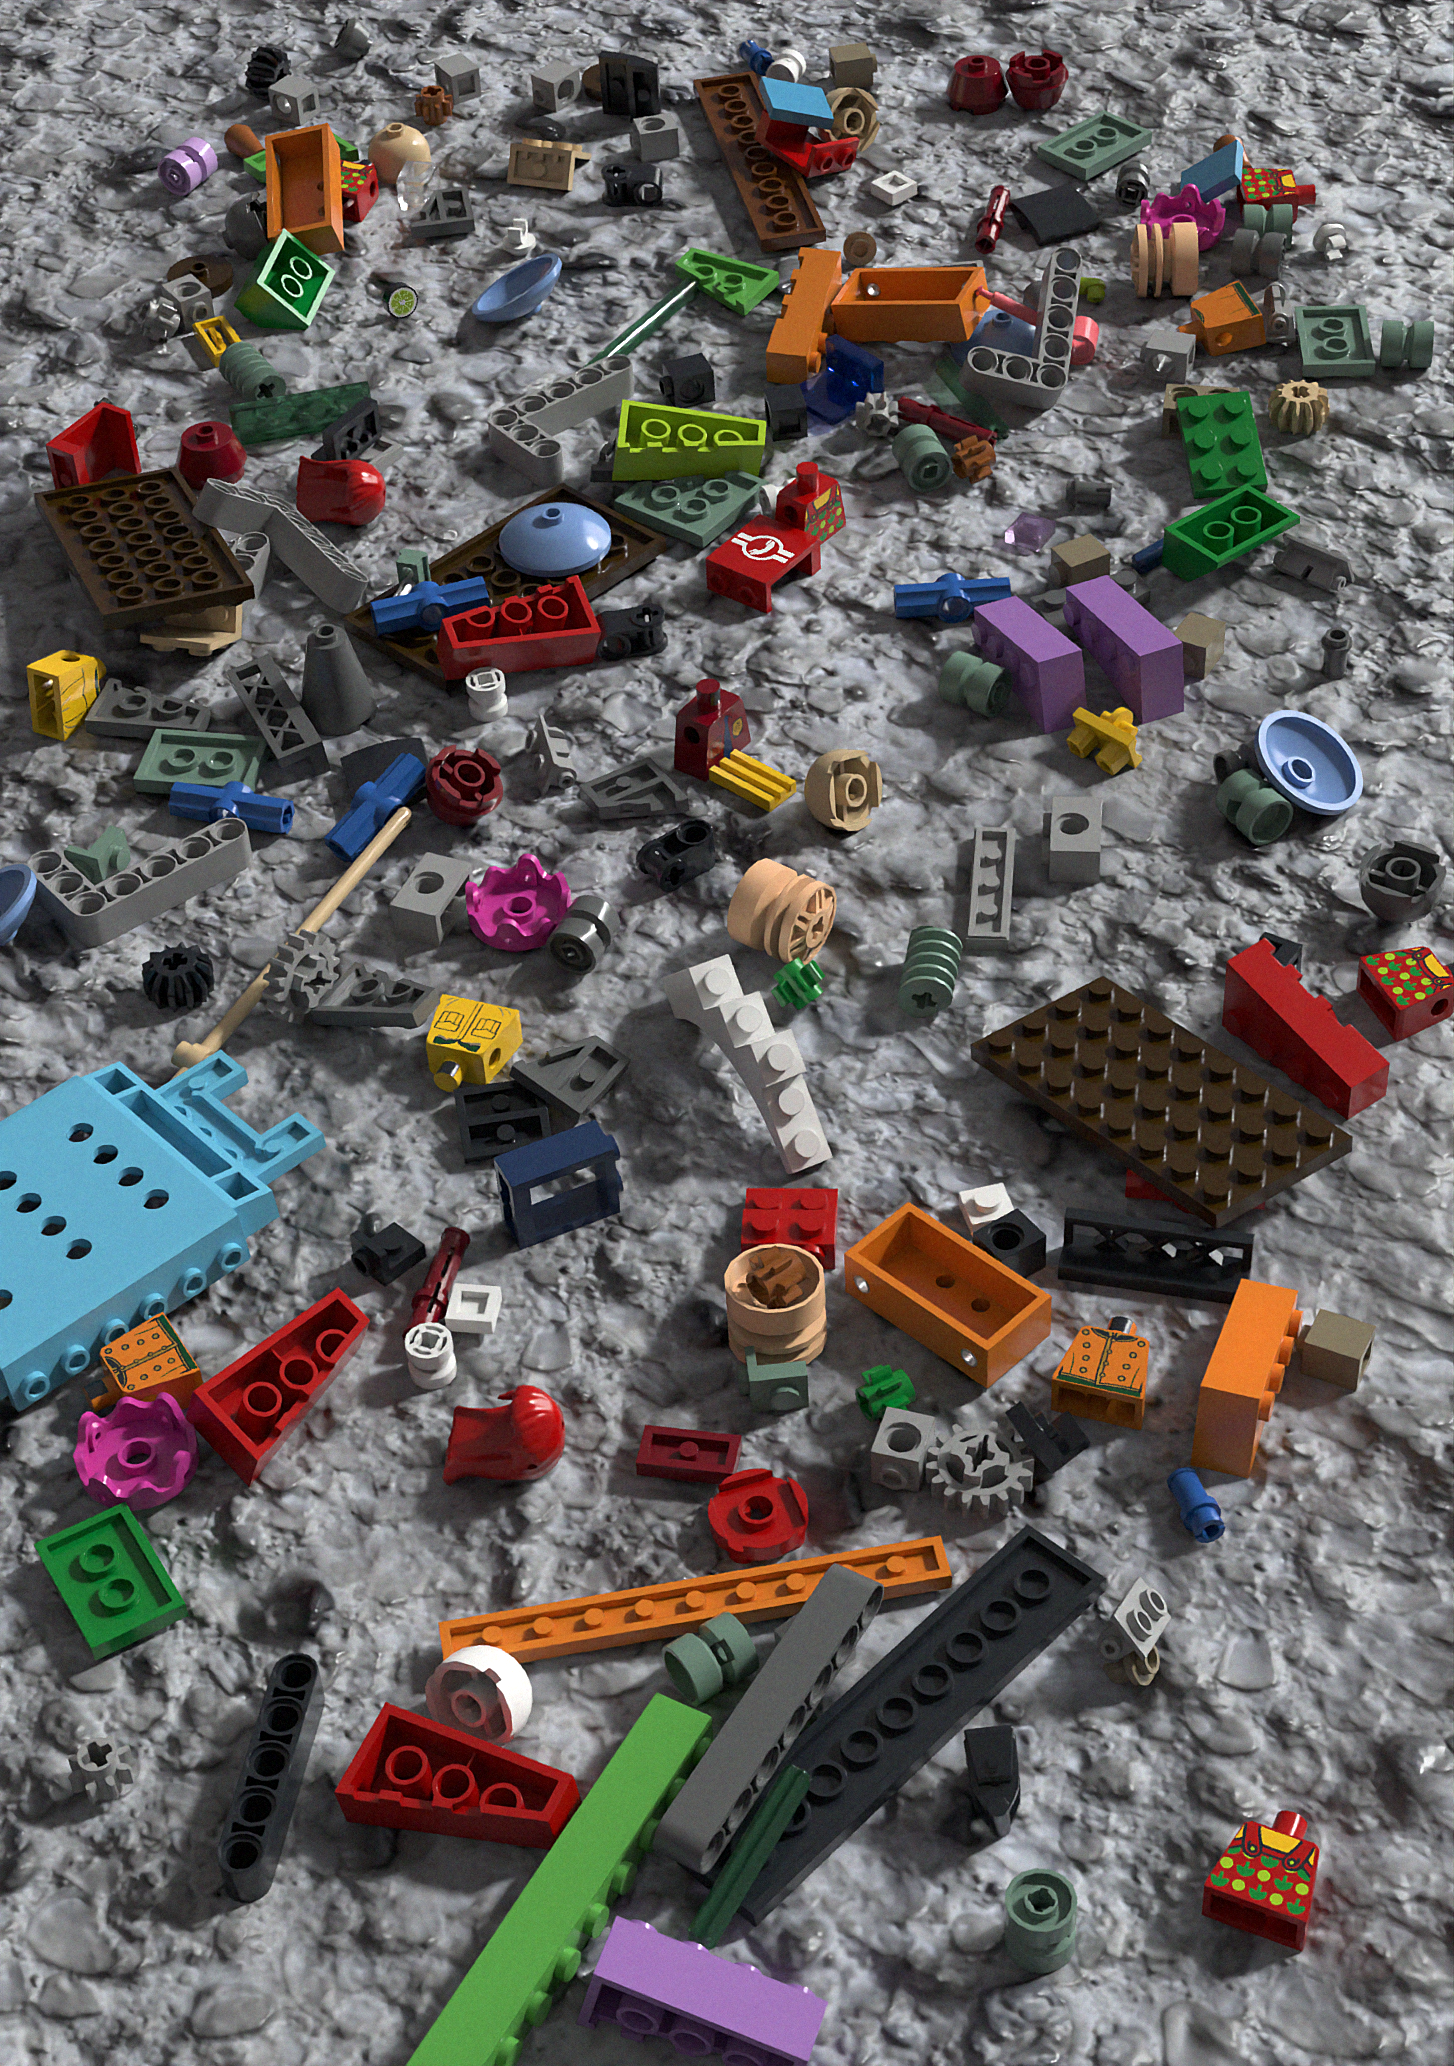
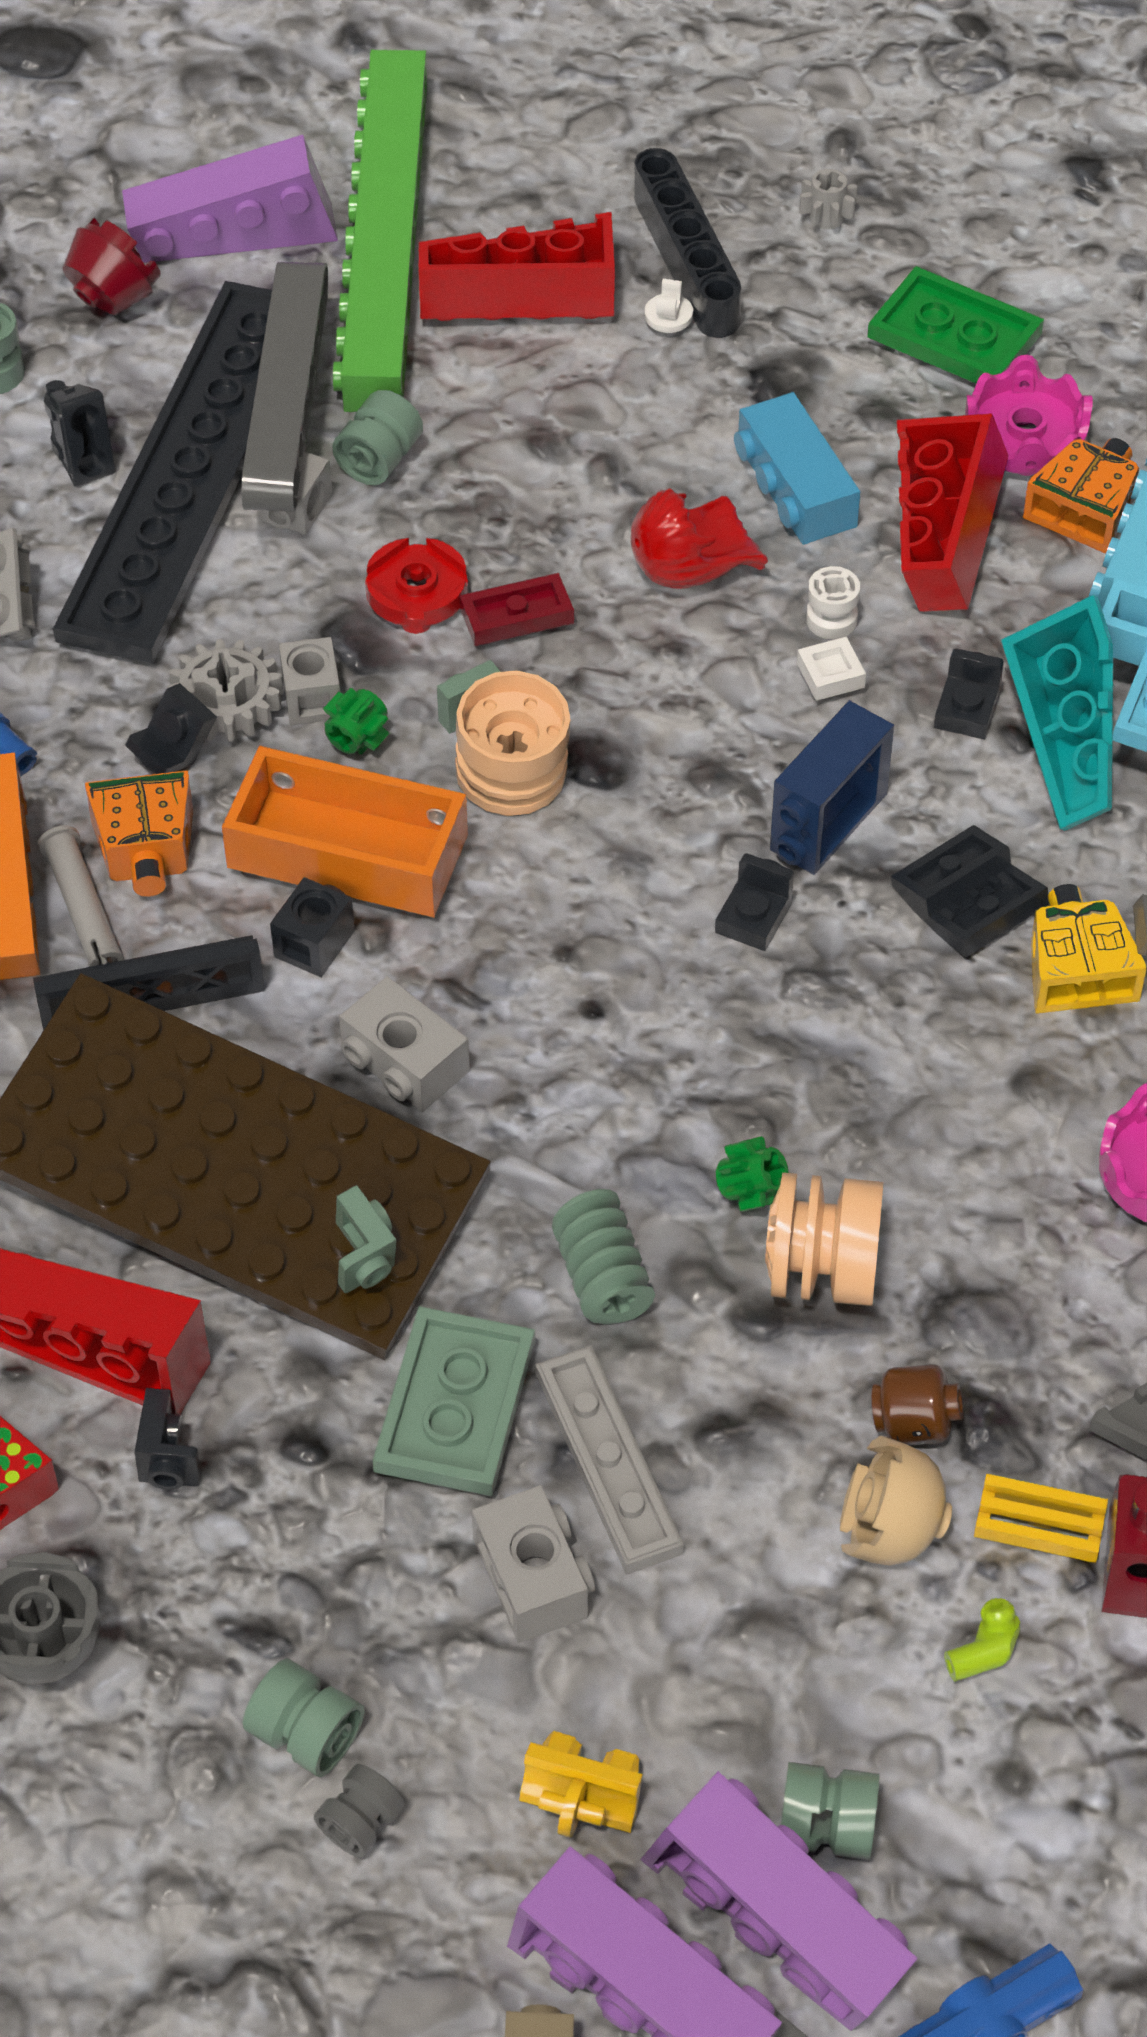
camera: 150 degrees right, 10 degrees up
(325, 1186) = (1067, 700): none -> teal wedge
(345, 1712) = (669, 310): none -> white plate
(363, 1489) = (797, 468): none -> dark azure brick
(450, 1251) = (870, 636): dark red pin -> none
(480, 1694) = (552, 336): cylinder -> none
(573, 1076) = (927, 952): dark grey wing -> none
(583, 934) = (1059, 1139): dark grey wheel -> none
(665, 1162) = (756, 902): none -> black bracket
(681, 856) = (1038, 1318): black piece -> none
(685, 1604) = (417, 491): orange plate -> none
(748, 1857) = (248, 302): clear green axle -> none
(763, 1058) = (751, 1006): white arch -> none
(776, 1277) = (509, 710): dark orange gear -> none
(787, 837) = (916, 1404): none -> reddish brown head
(792, 1218) = (568, 877): red plate -> none
(827, 735) = (992, 1644): none -> lime arm
(870, 1962) = (108, 268): none -> dark red cone
(984, 1205) = (360, 977): white plate -> none
(986, 1143) = (389, 1018): none -> light grey brick
(1072, 936) = (454, 1401): none -> sand green plate
(1093, 987) = (369, 1233): none -> sand green bracket
(1180, 1385) = (79, 894): none -> light grey pin
(1308, 762) = (228, 1813): medium blue dish -> none

